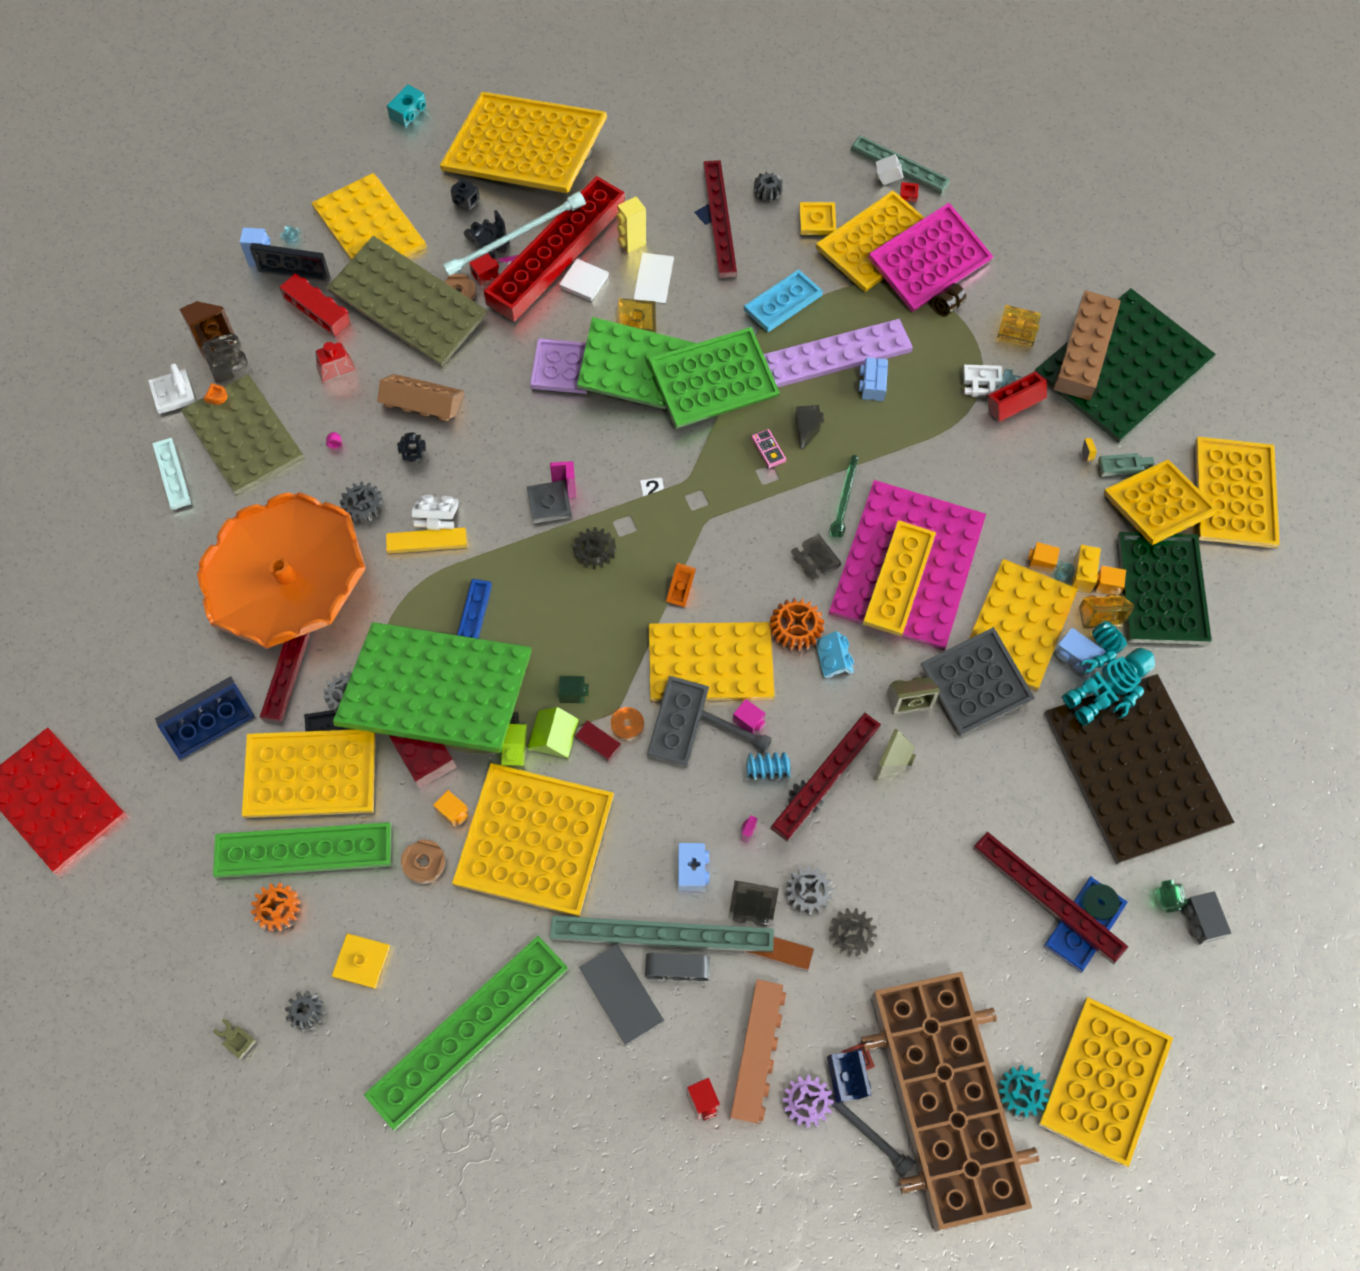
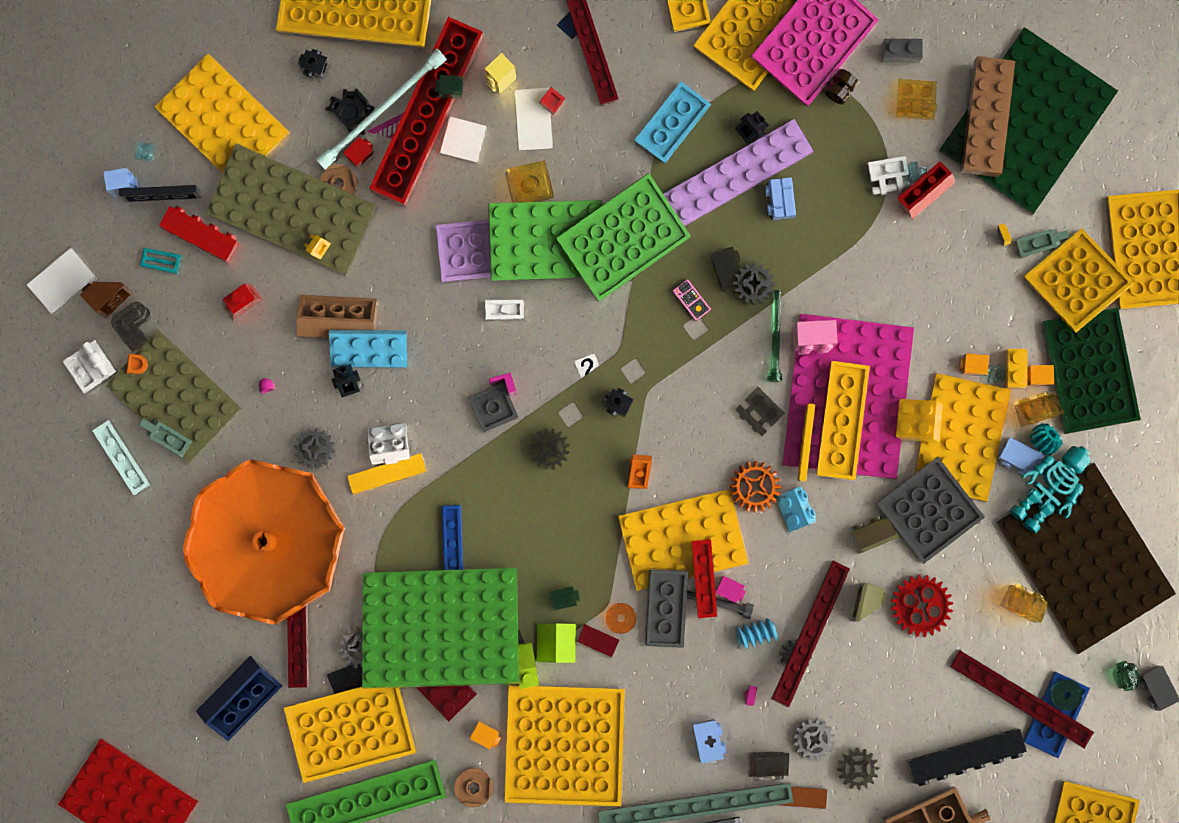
camera: 15 degrees left, 20 degrees up
(167, 321) = (61, 281): none -> white tile
(220, 459) = (166, 437): none -> sand green hinge
(270, 324) = (160, 268): none -> teal tile
(420, 328) = (317, 246): none -> yellow tile
(443, 424) = (368, 348): none -> medium azure plate
(582, 223) = (450, 86): none -> clear green brick
(583, 420) = (504, 309): none -> white plate
(674, 263) = (551, 100): none -> red plate
(674, 518) = (620, 409): none -> black brick
(724, 697) = (704, 578): none -> red plate
(842, 444) = (745, 283): none -> dark grey gear
(849, 614) = (806, 442): none -> yellow tile
(858, 314) = (752, 126): none -> black brick
(885, 487) = (814, 336): none -> bright pink brick
(970, 774) = (904, 612): none -> red gear
(978, 945) = (966, 756): none -> black brick
(979, 593) = (919, 420): none -> yellow brick
(1011, 283) = (902, 50): none -> dark grey brick
(1065, 796) = (1024, 603): none -> clear yellow slope

